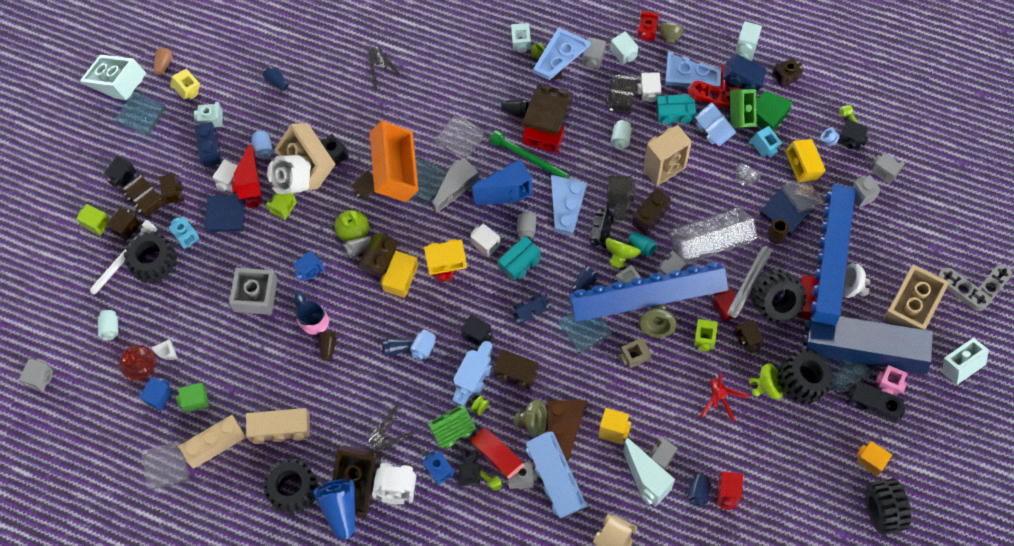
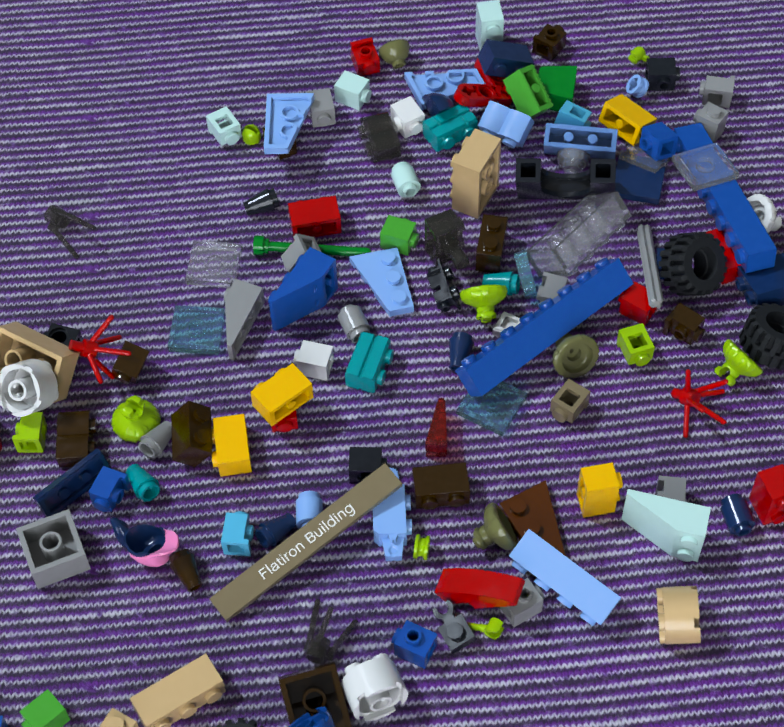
camera: 30 degrees left, 10 degrees down
(288, 252) = (71, 484): none -> dark blue tile
(306, 221) = (74, 437): none -> dark brown brick
(331, 272) = (143, 484): none -> teal cone
(343, 165) = (90, 349): none -> red plant
(370, 336) = (237, 534): none -> medium azure brick
(393, 161) = (152, 318): orange piece -> none
(408, 365) = (305, 542): none -> dark tan tile
(452, 426) = (403, 586): bright green brick -> none
(520, 153) = (297, 248): none -> light grey brick
(523, 311) = (408, 418): dark blue hinge -> none
(536, 330) = (437, 436): none -> clear red slope
(548, 109) = (306, 183): dark brown slope -> none
(593, 174) = (399, 234): none -> bright green brick
(660, 245) = (525, 274): none -> clear light blue beam
(676, 87) = (437, 103): none -> dark blue brick
(710, 181) = (537, 183): none -> black arch
(759, 162) = (596, 141): none -> medium blue brick
(777, 231) = (645, 201): dark brown brick -> none
(815, 189) = (658, 141): none -> blue brick
(832, 226) = (705, 167): none -> clear tile

